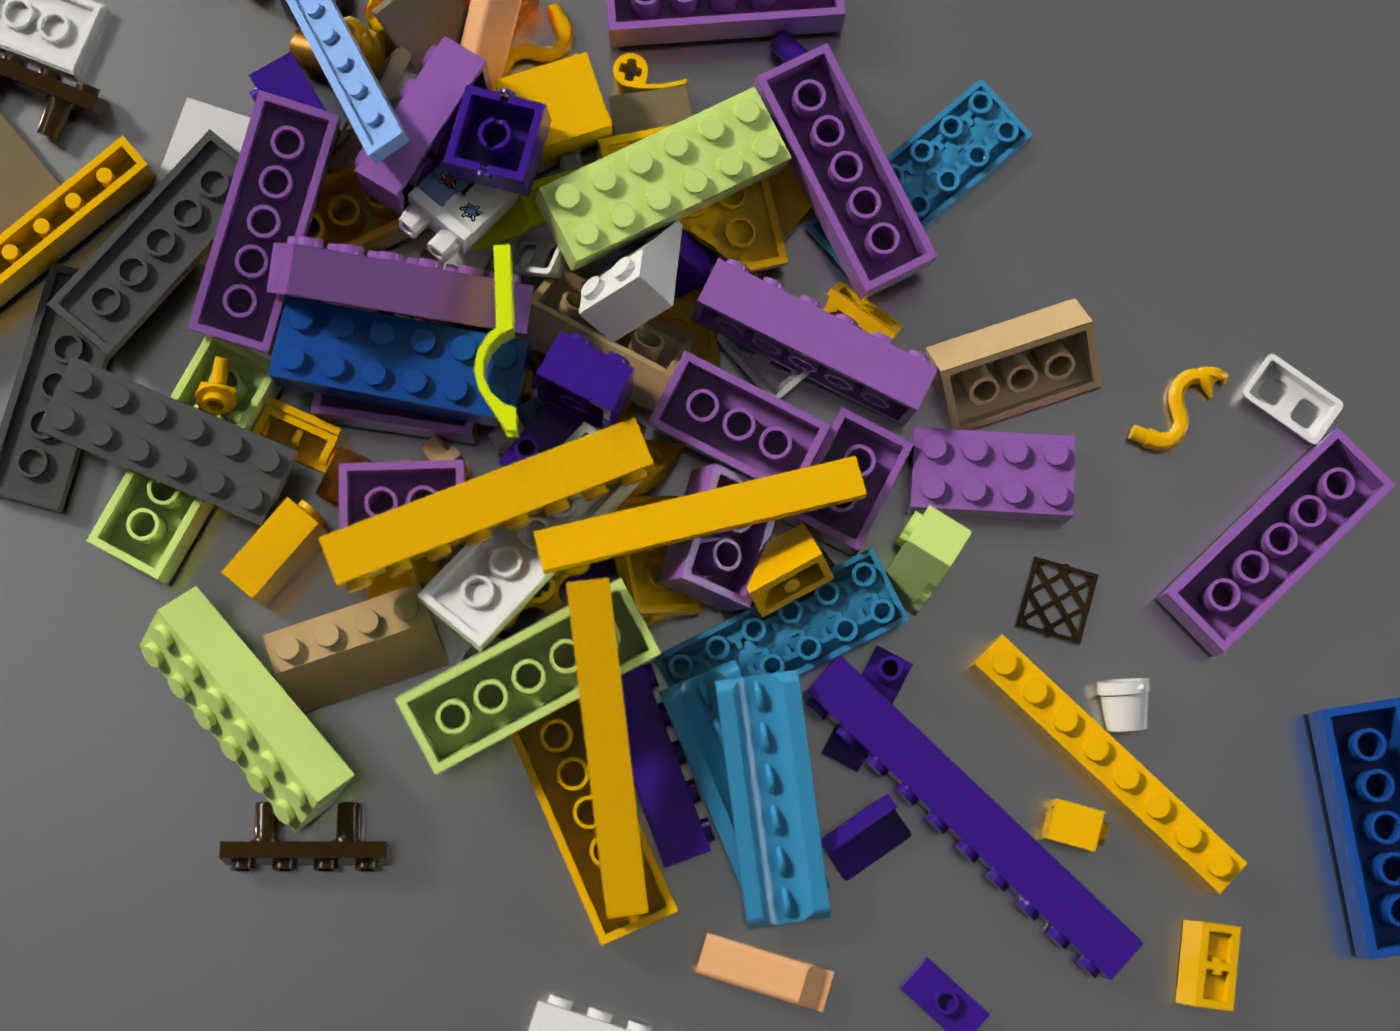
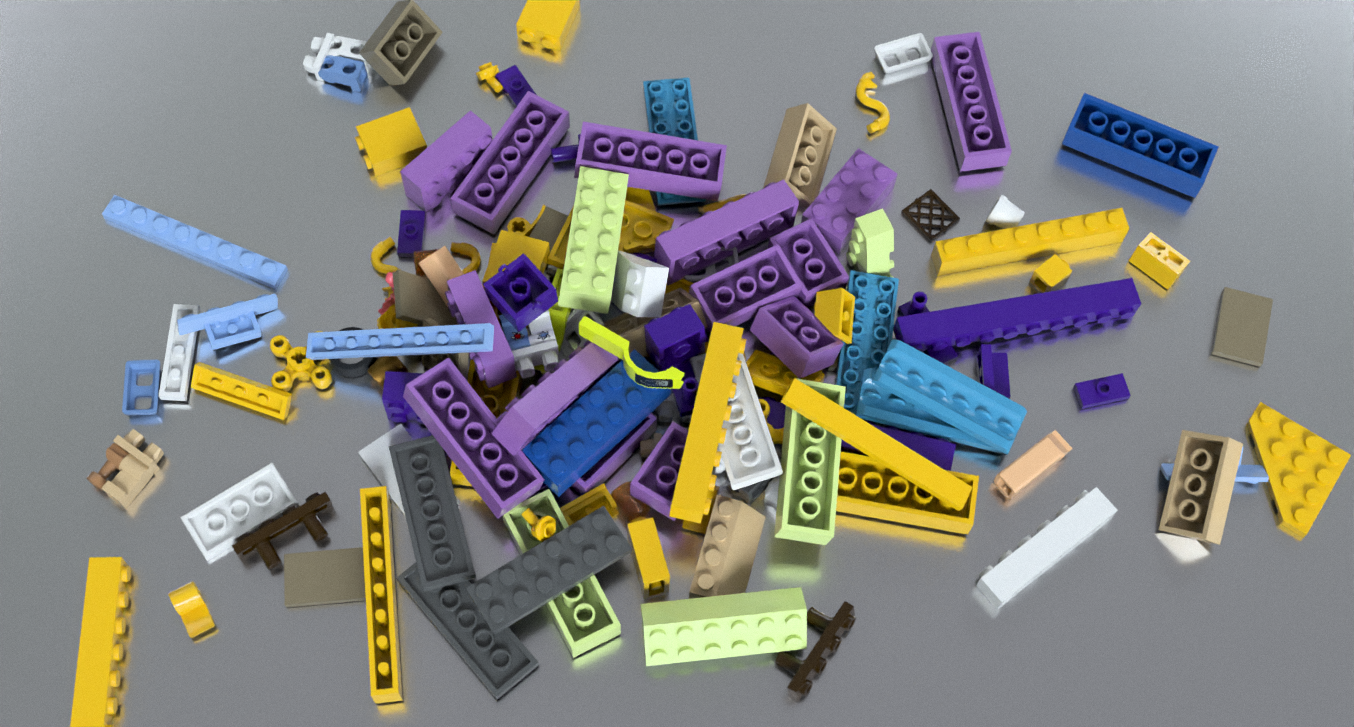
camera: 55 degrees left, 15 degrees down
(699, 515) = (782, 330): yellow tile -> none

